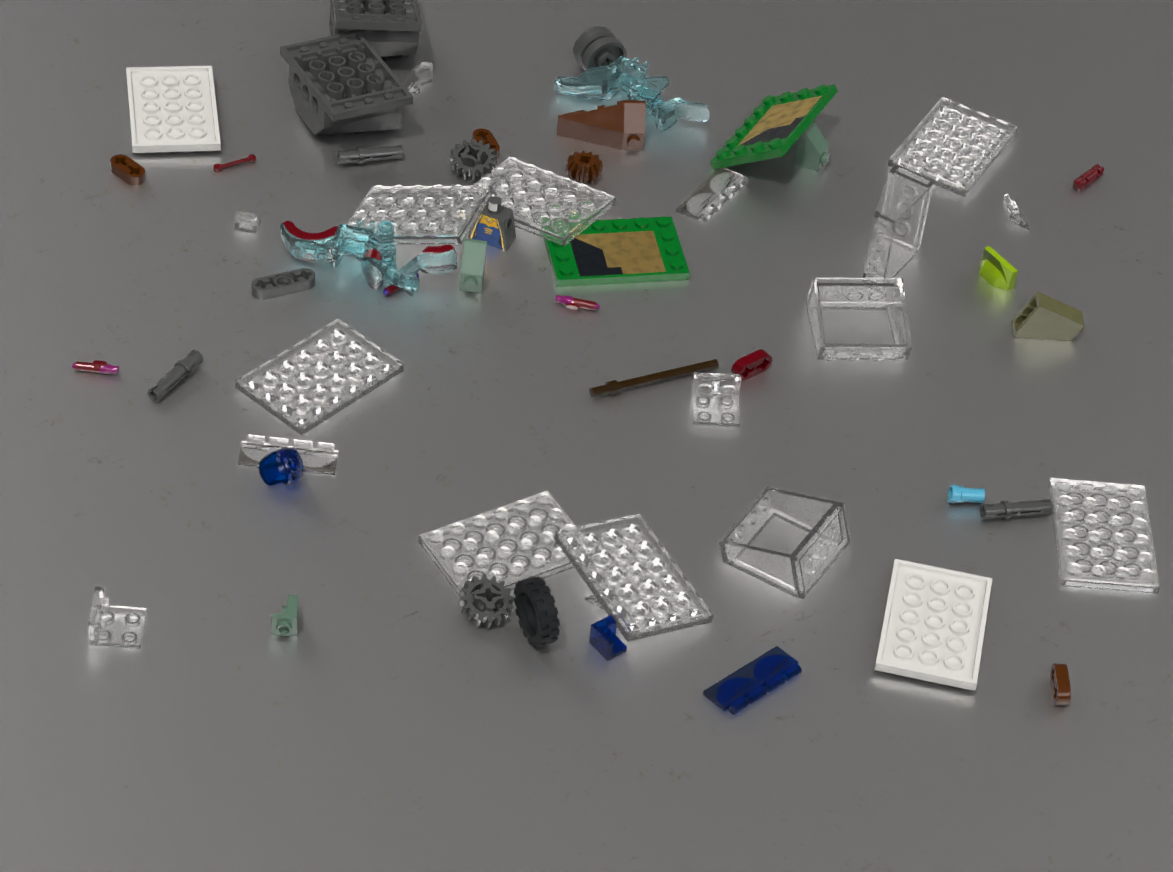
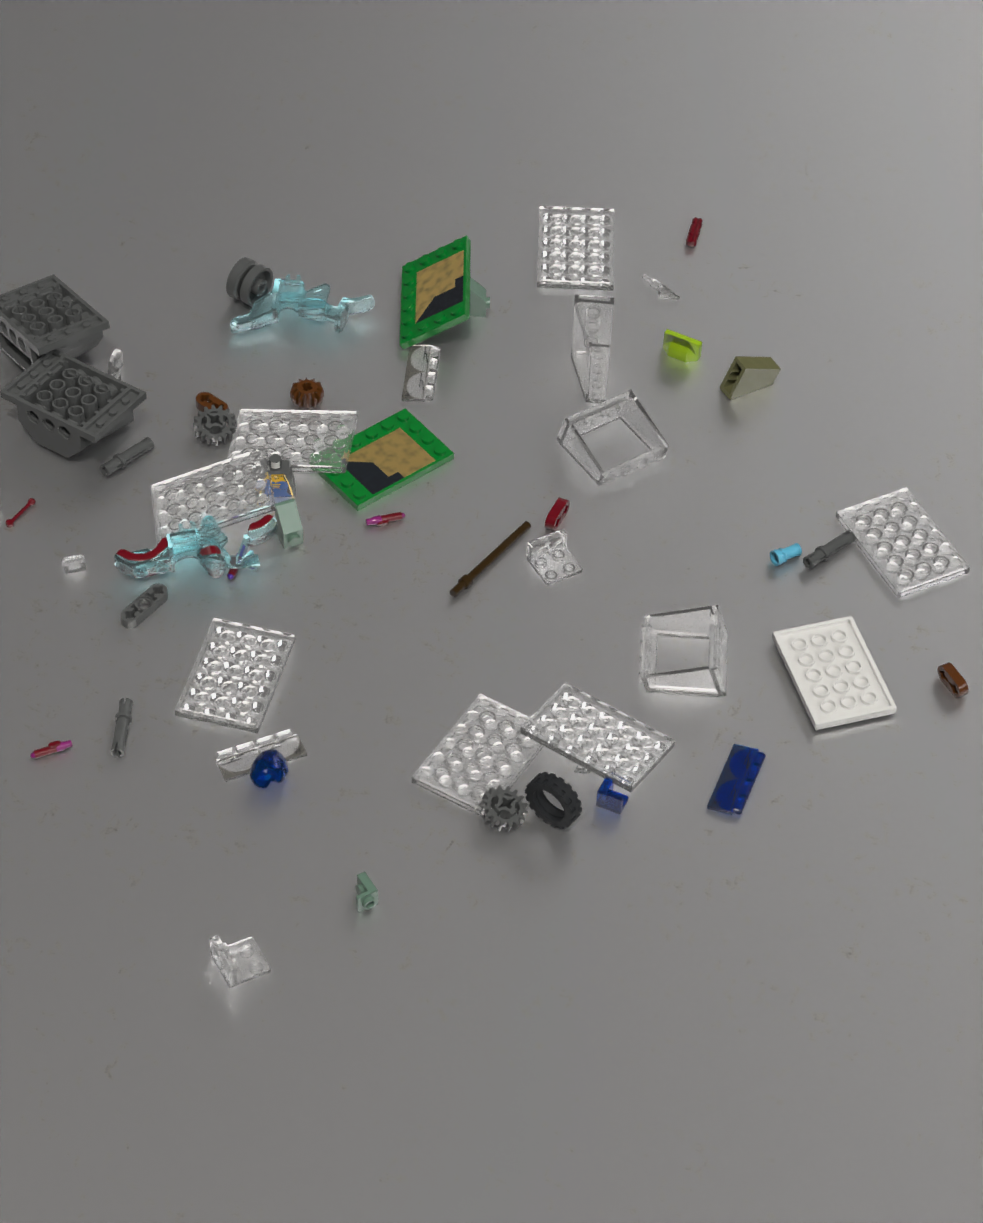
camera: 25 degrees left, 5 degrees up
(611, 126) = (305, 347): reddish brown wedge -> none

